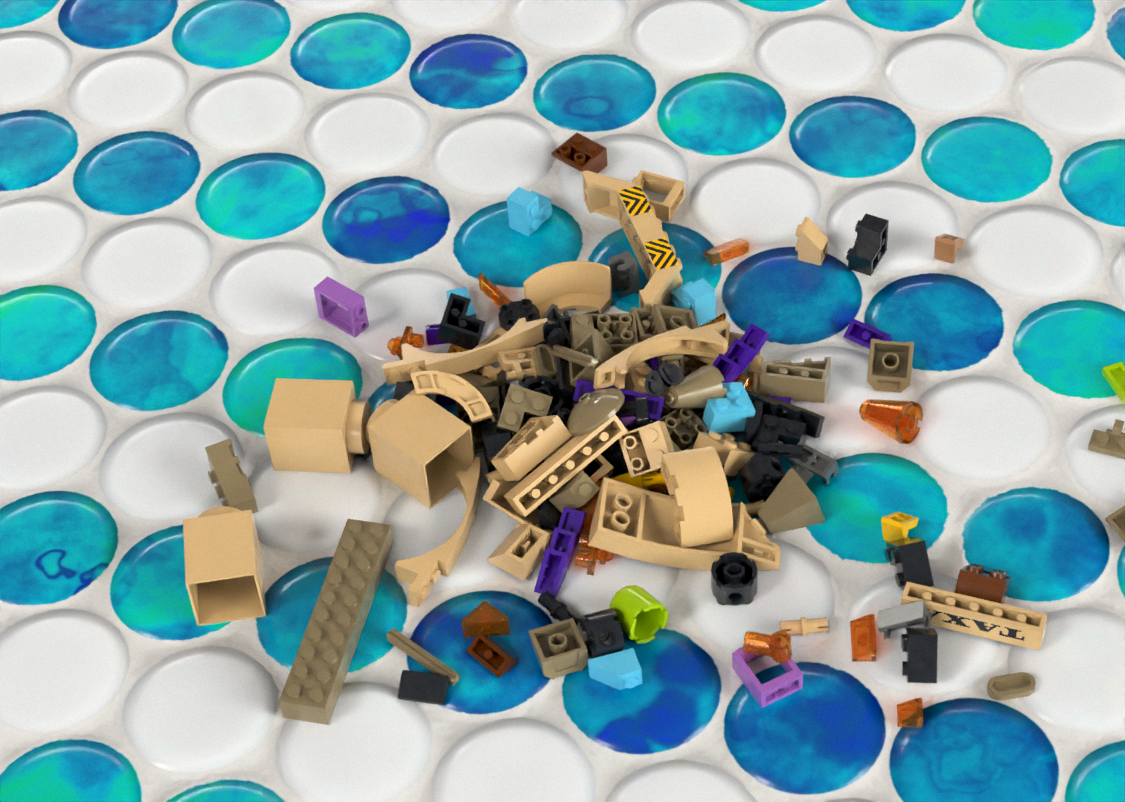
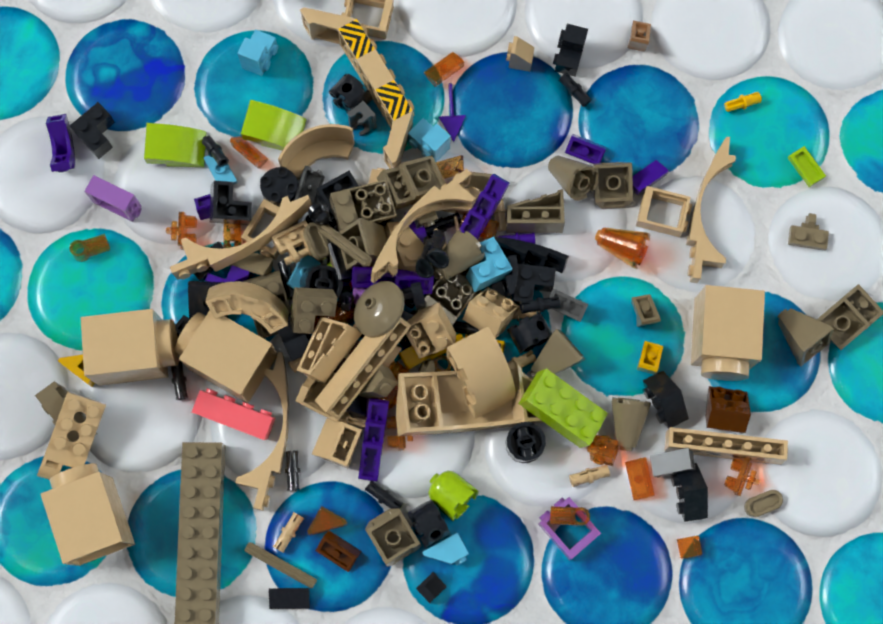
camera: 20 degrees left, 30 degrees up
(229, 480) = (62, 450): none -> tan hinge
(256, 446) = (75, 365): none -> yellow slope
(295, 348) = (91, 247): none -> piece
(303, 258) = (62, 143): none -> dark purple arch
(338, 252) = (90, 129): none -> black brick
(361, 474) = (179, 381): none -> black pin
(412, 508) = (234, 415): none -> coral brick
(418, 276) = (174, 145): none -> lime slope
(440, 627) = (288, 532): none -> tan pin
(460, 284) = (215, 151): none -> black axle
(461, 572) = (292, 471): none -> black pin
(516, 266) = (271, 125): none -> lime slope
(588, 702) = (431, 587): none -> black panel
(613, 245) = (349, 93): none -> black brick
(723, 298) = (452, 123): none -> dark purple piece
(785, 548) = (563, 408): none -> lime brick
(825, 599) = (603, 450): none -> clear orange brick
(848, 348) = (573, 176): none -> dark tan cone
(862, 574) = (629, 420): none -> dark tan cone
(866, 283) = (575, 89): none -> black pin
(903, 485) = (645, 310): none -> dark tan slope
(934, 368) = (648, 176): none -> dark purple slope
(949, 384) = (666, 196): none -> tan window
(981, 435) = (703, 251): none -> tan slope
(989, 652) = (738, 484): none -> clear orange hips
(993, 501) = (727, 332): none -> tan container
(1056, 315) = (743, 101): none -> yellow axle
(1092, 529) = (804, 334): none -> dark tan slope

